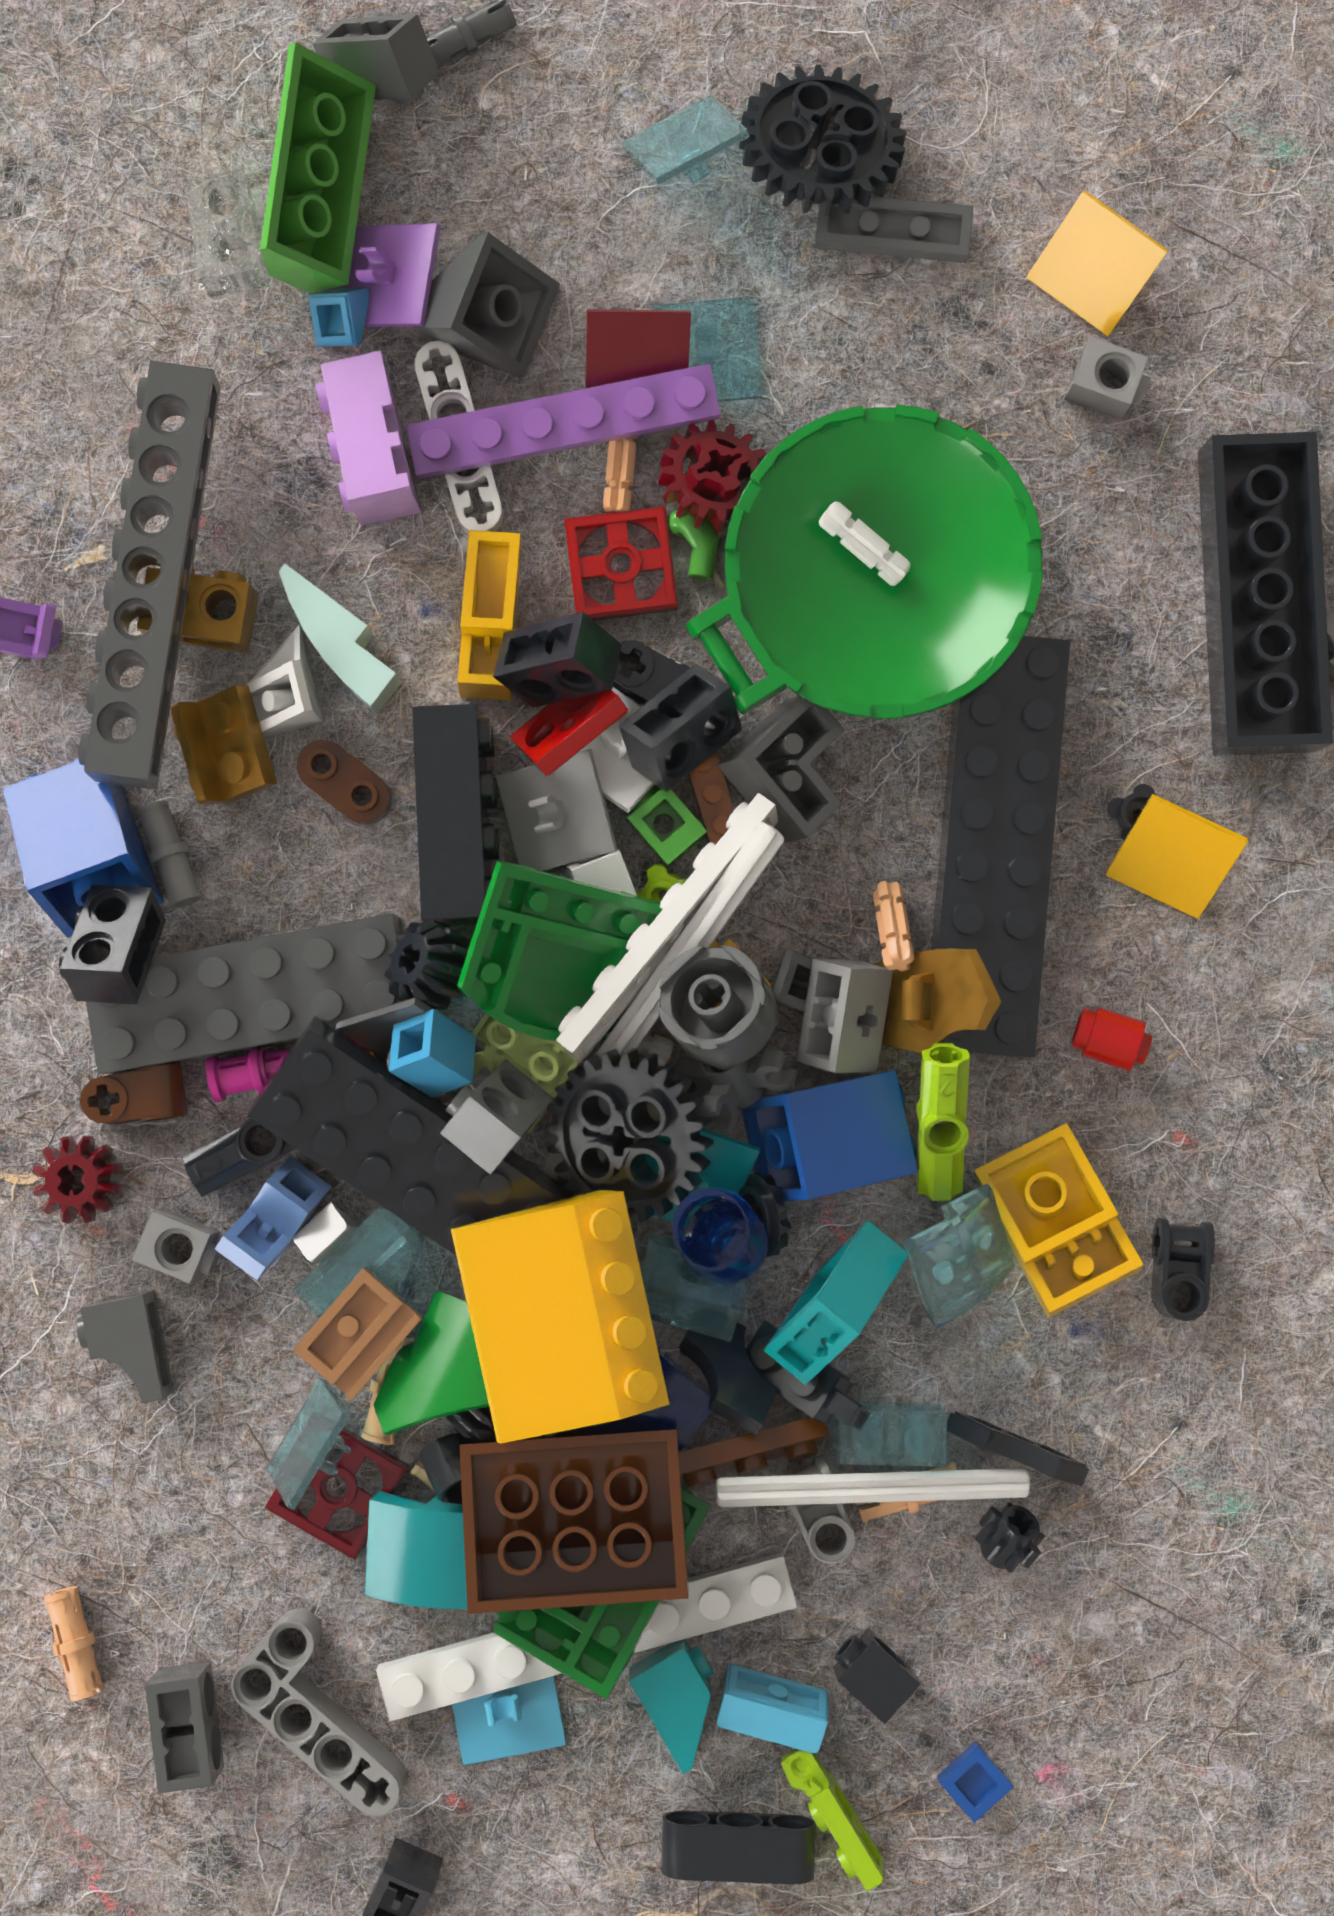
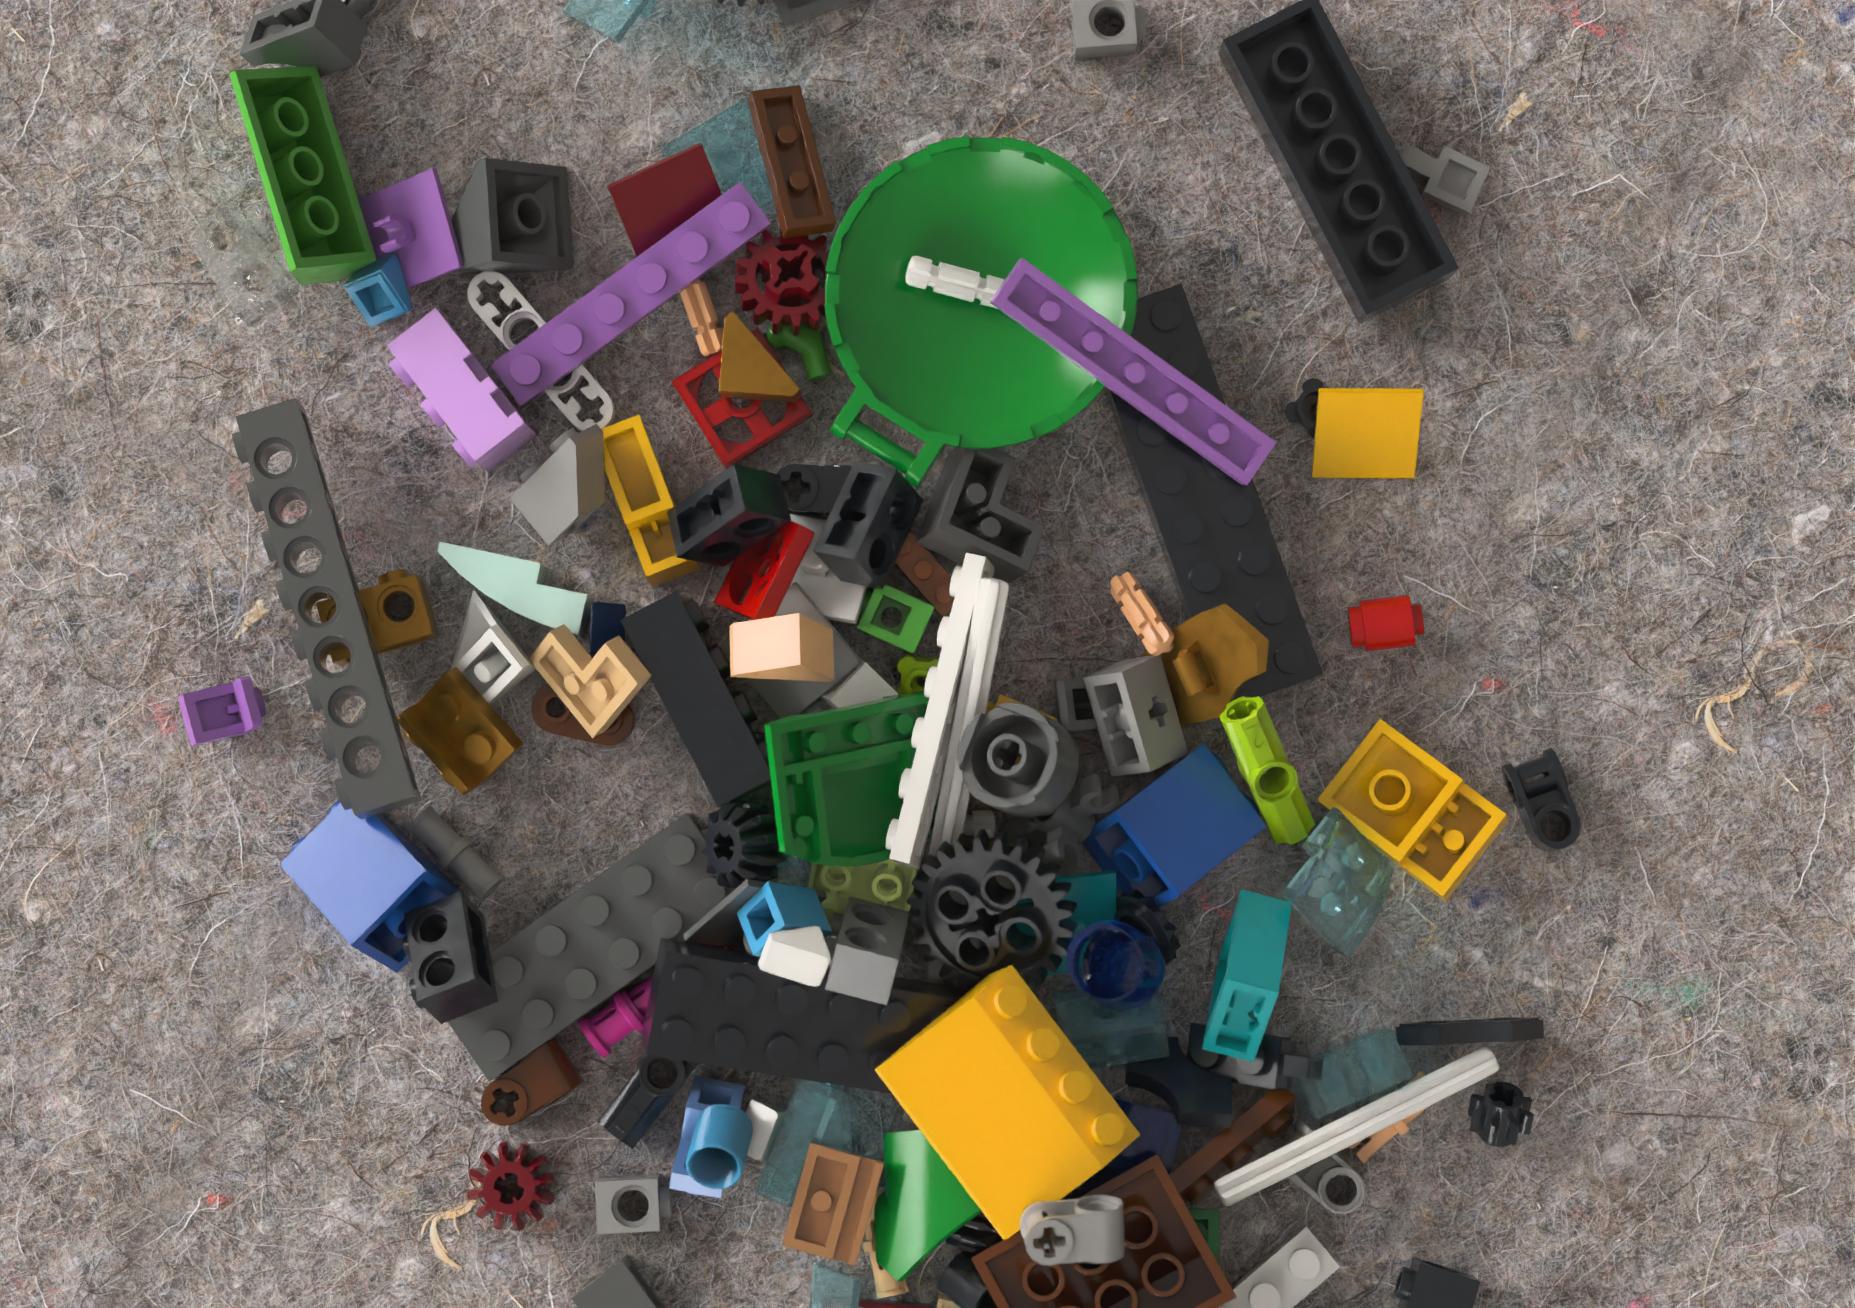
camera: 20 degrees left, 0 degrees up
(277, 1232) = (719, 1146): none -> dark azure piece
(362, 757) = (590, 687): none -> tan plate
(396, 716) = (605, 624): none -> dark blue slope
(422, 566) = (565, 487): none -> light grey slope
(428, 1089) = (796, 955): none -> white slope
(549, 802) = (782, 649): none -> light nougat slope
(570, 1469) = (1080, 1232): none -> light grey piece
(639, 538) = (749, 369): none -> pearl gold slope
(765, 369) = (791, 161): none -> reddish brown plate
(990, 695) = (1132, 371): none -> medium lavender plate

